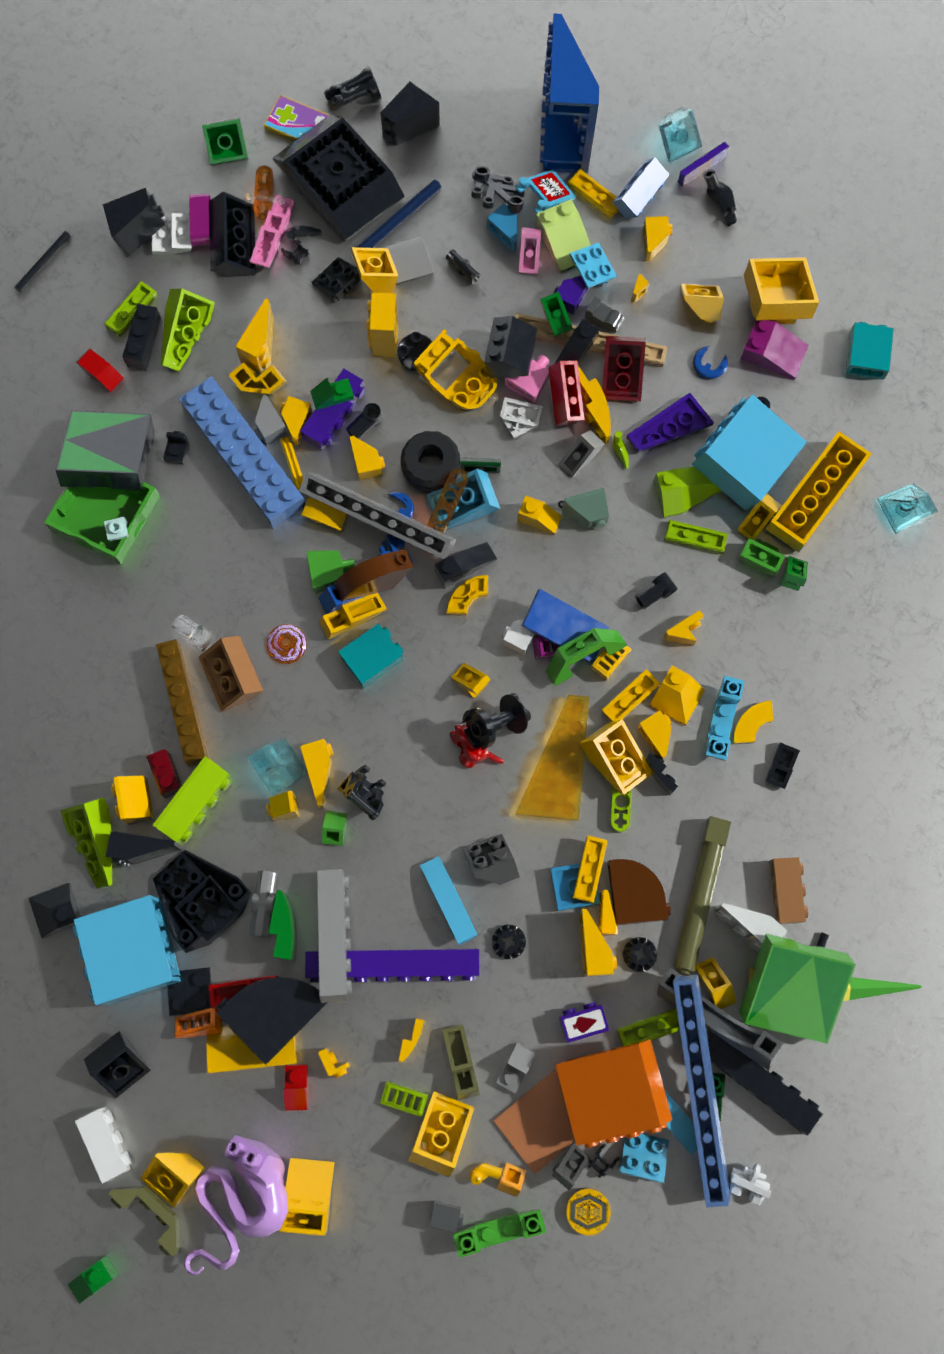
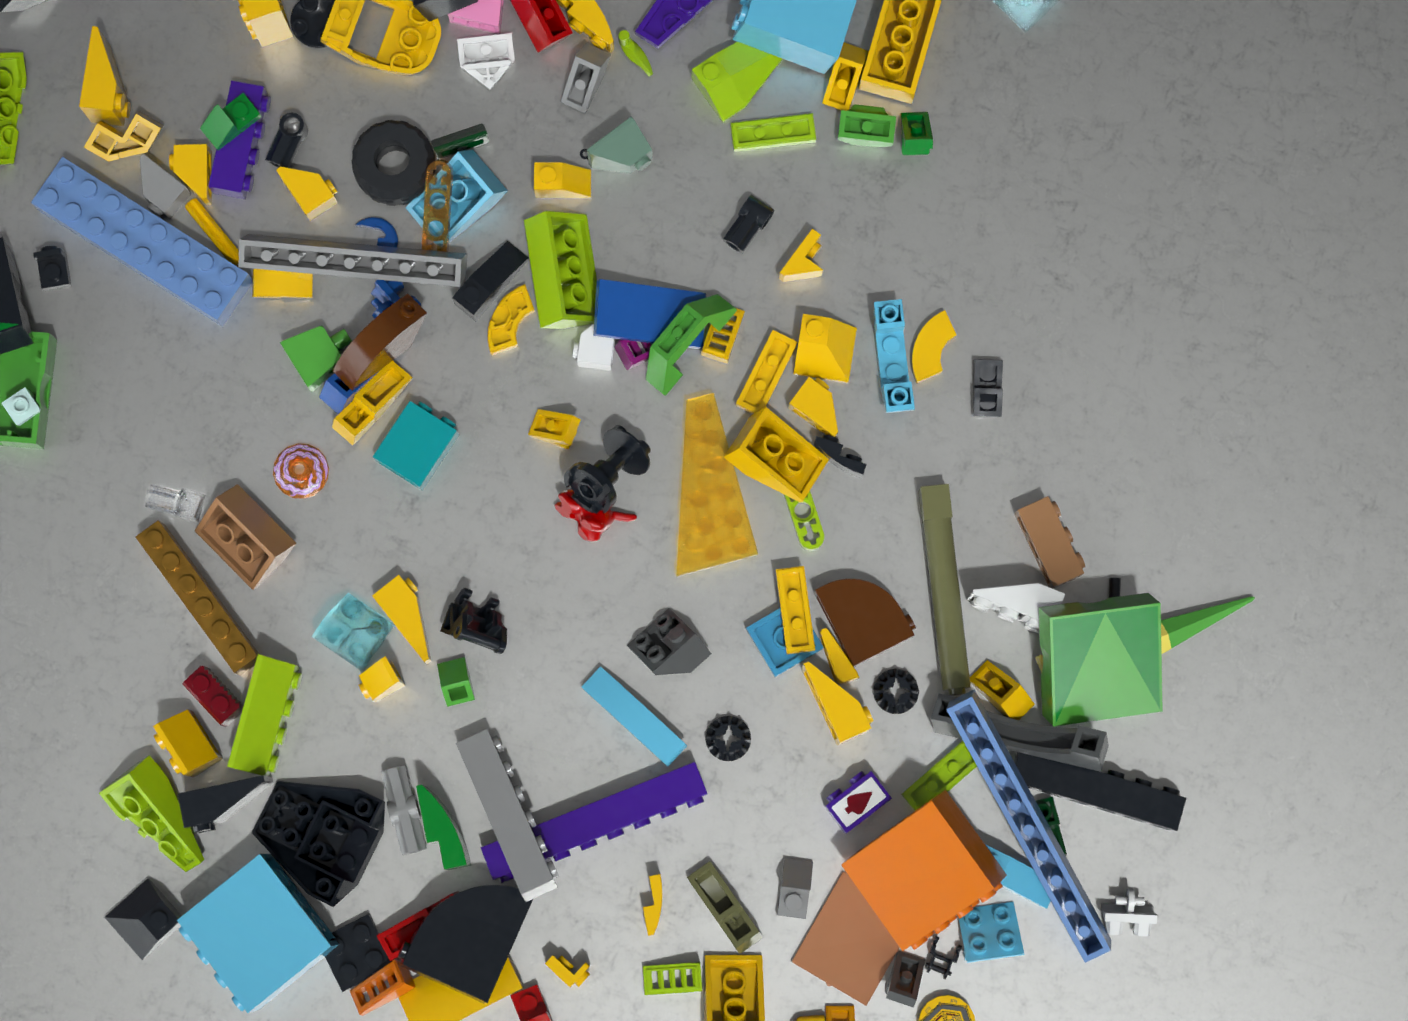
camera: 20 degrees left, 5 degrees up
(516, 574) = (562, 269): none -> lime slope

